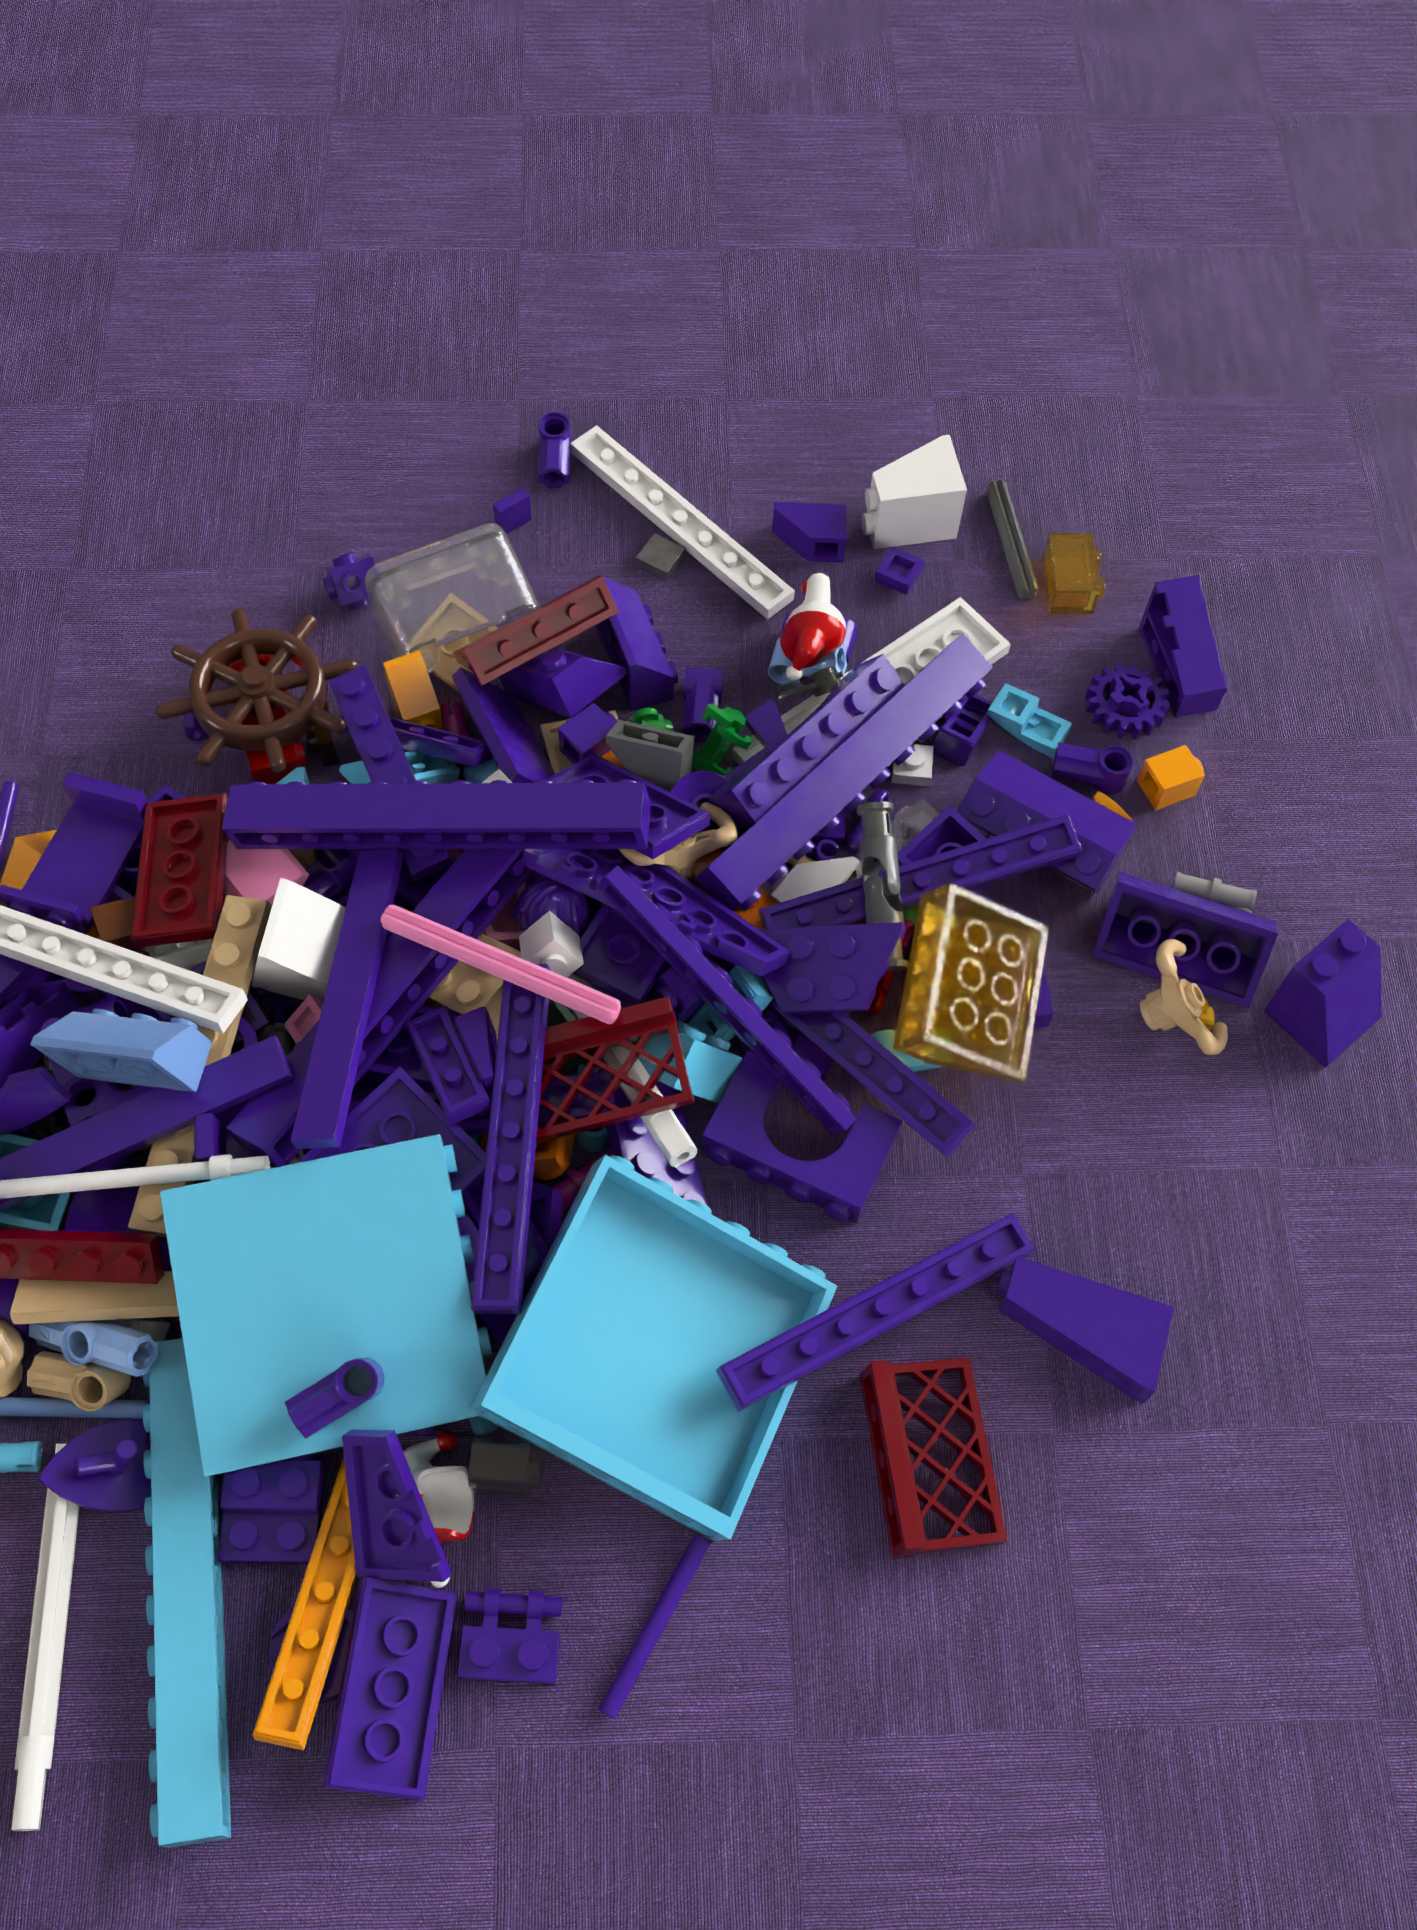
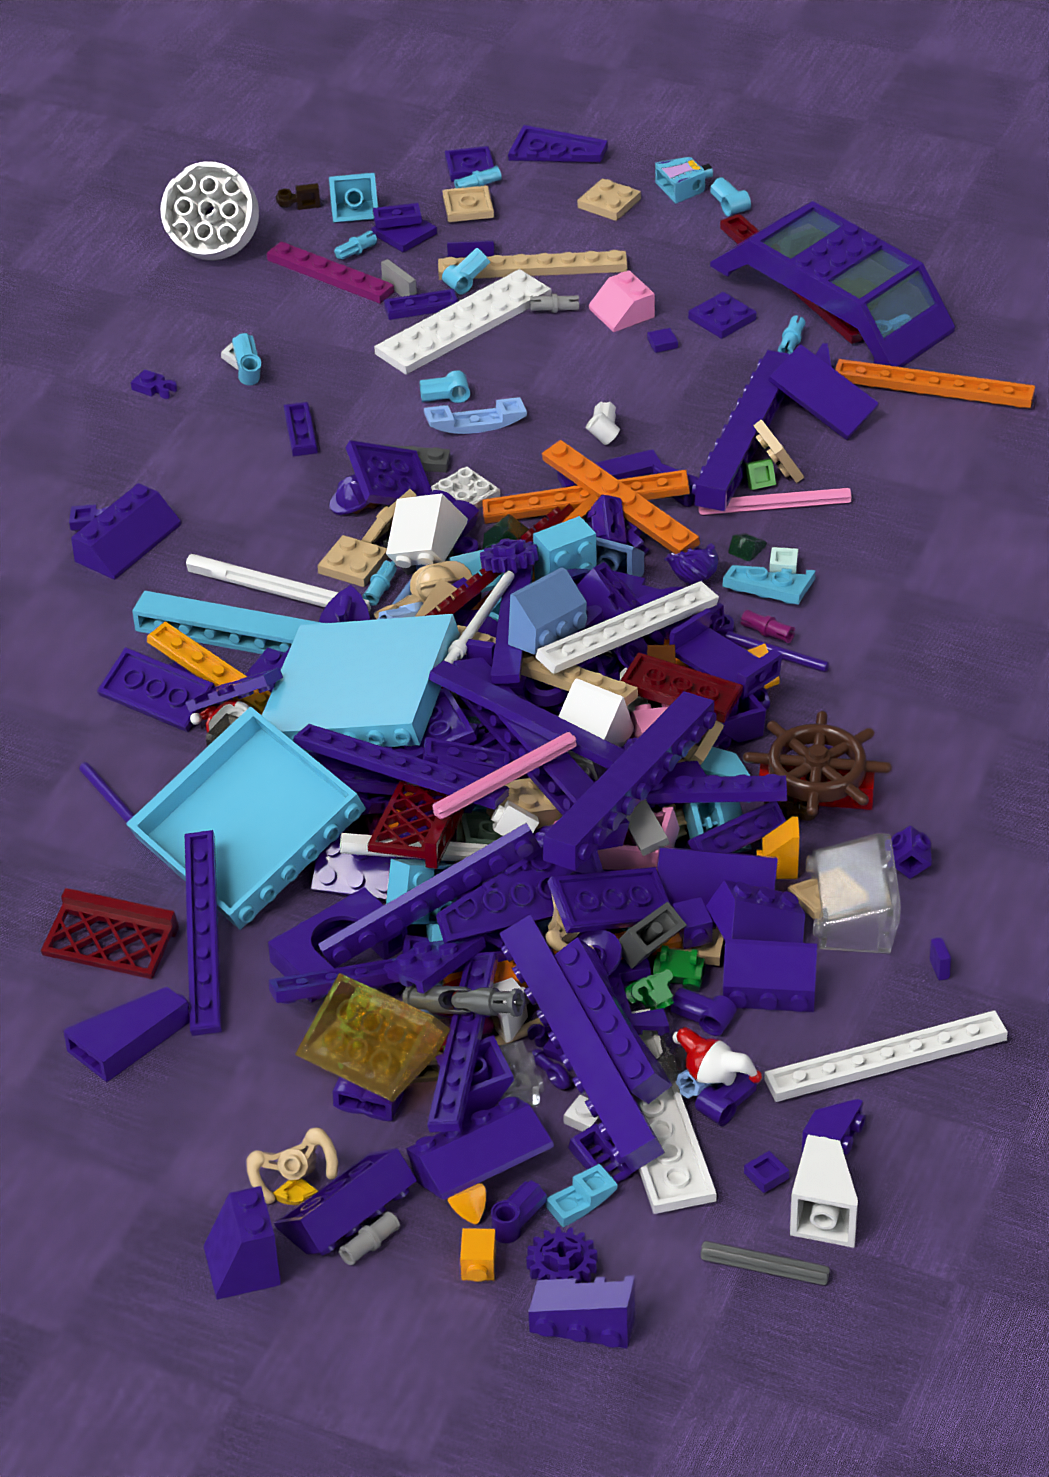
camera: 120 degrees right, 20 degrees down
(332, 1397) = (300, 666): dark purple piece -> none
(510, 1653) = (142, 741): dark purple plate -> none
(538, 630) = (784, 896): dark red fence -> none
(554, 449) = (1006, 1001): dark purple piece -> none
(660, 556) = (857, 1034): flat silver tile -> none
(1072, 573) = (703, 1279): clear yellow brick -> none

